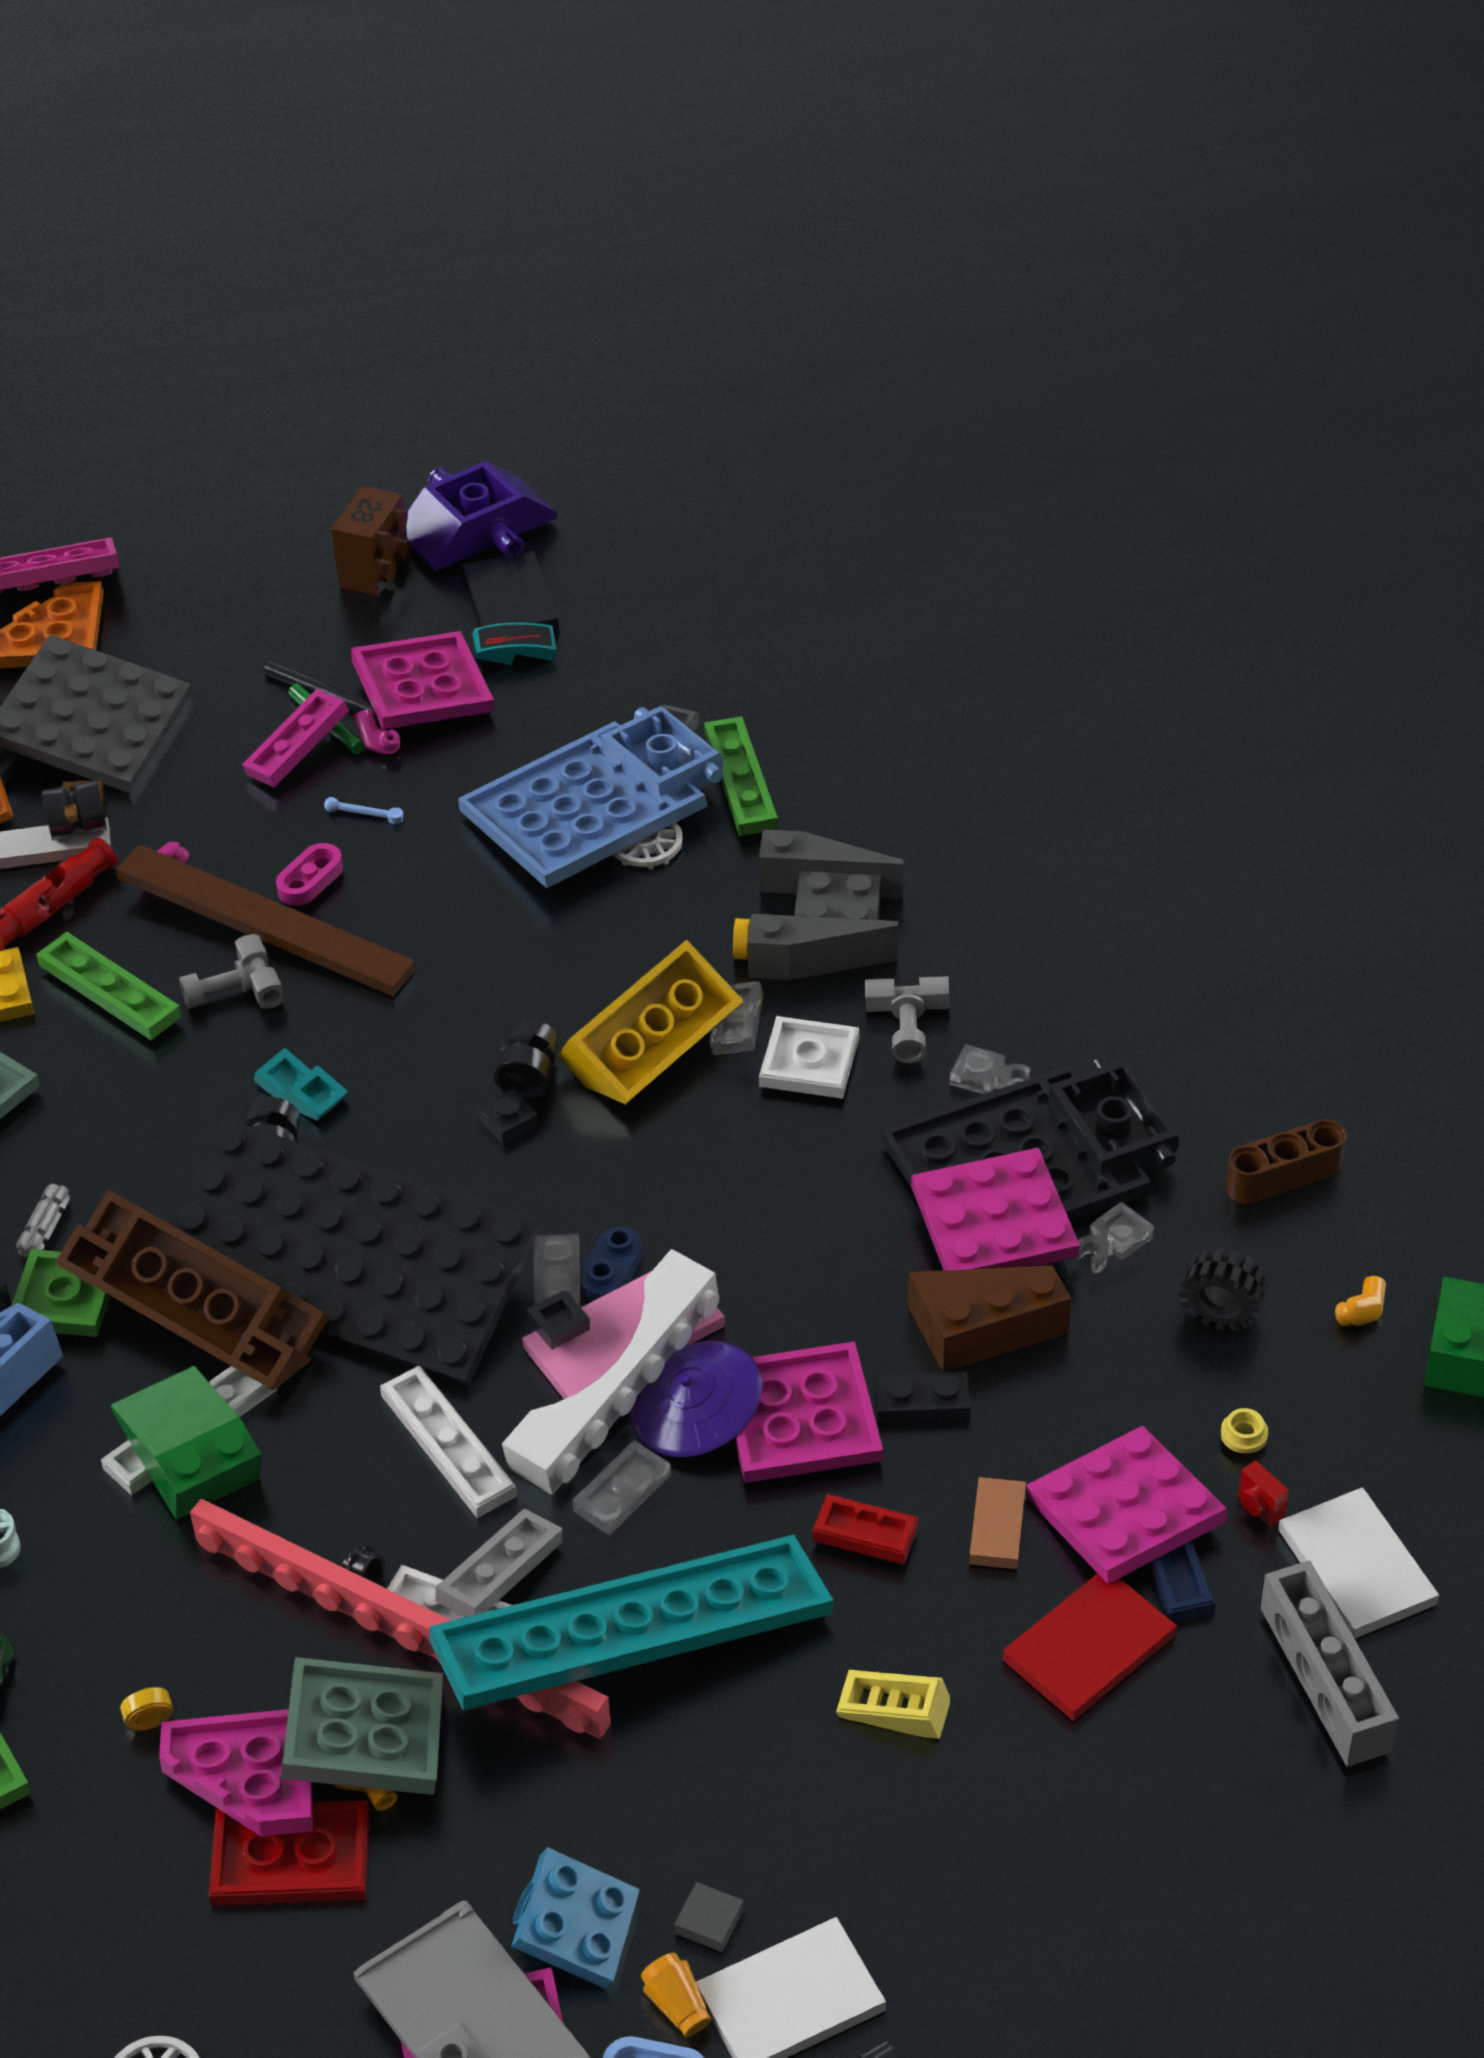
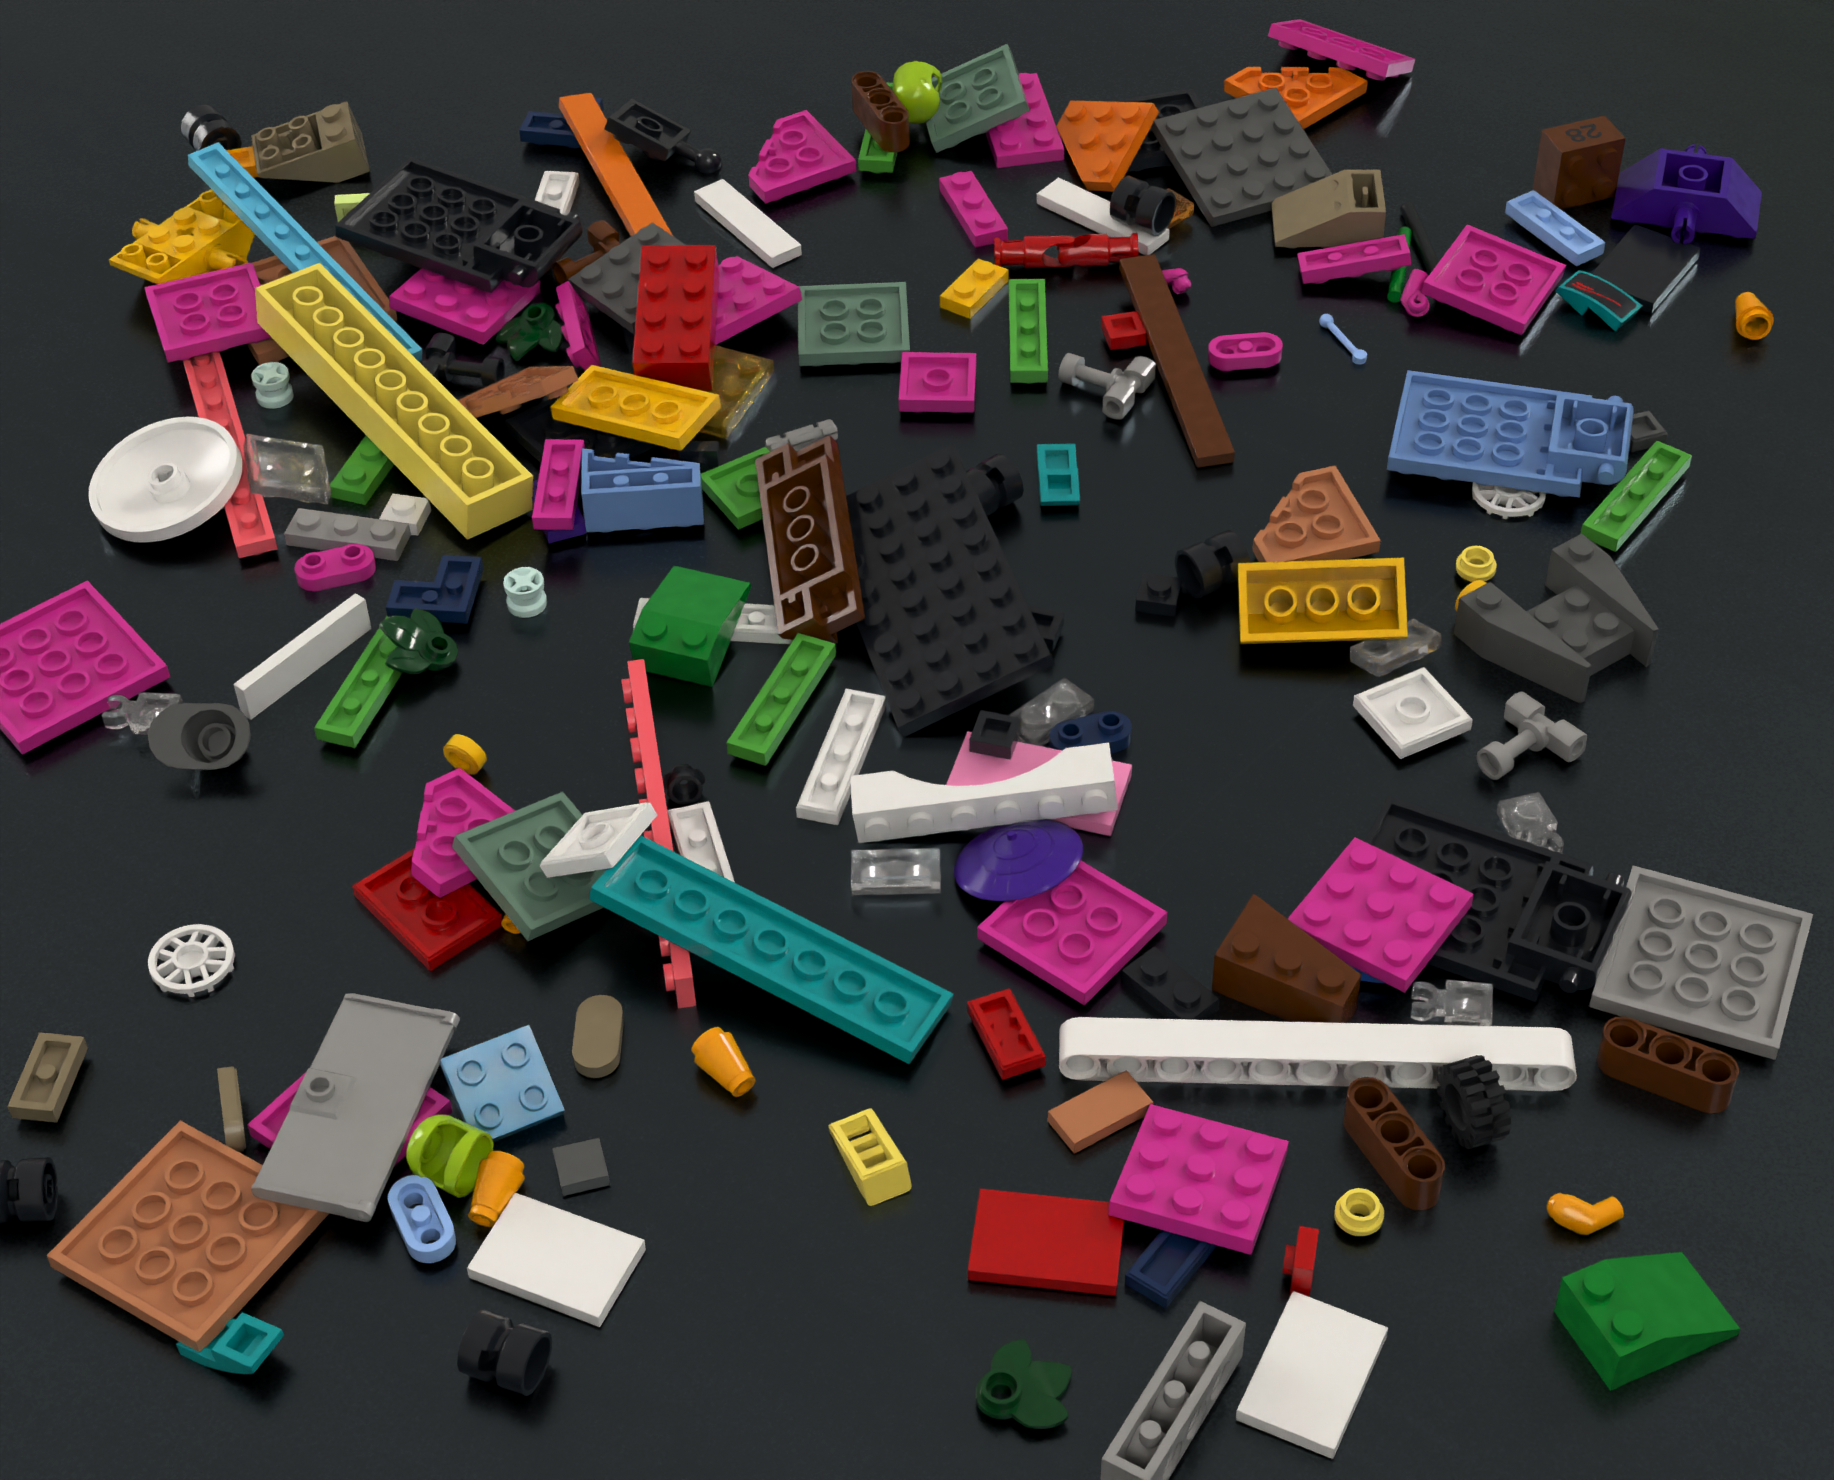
camera: 50 degrees right, 0 degrees up
(95, 1084) = (937, 382): none -> dark pink plate
(189, 928) = (1123, 330): none -> red plate
(227, 710) = (1331, 211): none -> dark tan slope
(342, 1437) = (781, 699): none -> bright green plate
(401, 1661) = (598, 840): none -> white plate
(407, 607) = (1555, 227): none -> light blue plate
(499, 1564) = (754, 847): light grey plate -> none
(551, 969) = (1316, 522): none -> nougat plate
(578, 1814) = (598, 1036): none -> dark tan tile
(614, 2003) = (448, 1153): none -> lime helmet
(638, 579) = (1752, 317): none -> light orange cone
(702, 912) = (1476, 564): none -> light yellow plate
(704, 1739) = (722, 1060): none -> light orange cone
(1068, 1360) = (1309, 1052): none -> white beam
(1206, 1364) = (1393, 1143): none -> reddish brown beam
(1213, 1747) = (1030, 1385): none -> dark green plate
(1218, 1073) = (1704, 962): none -> light grey plate

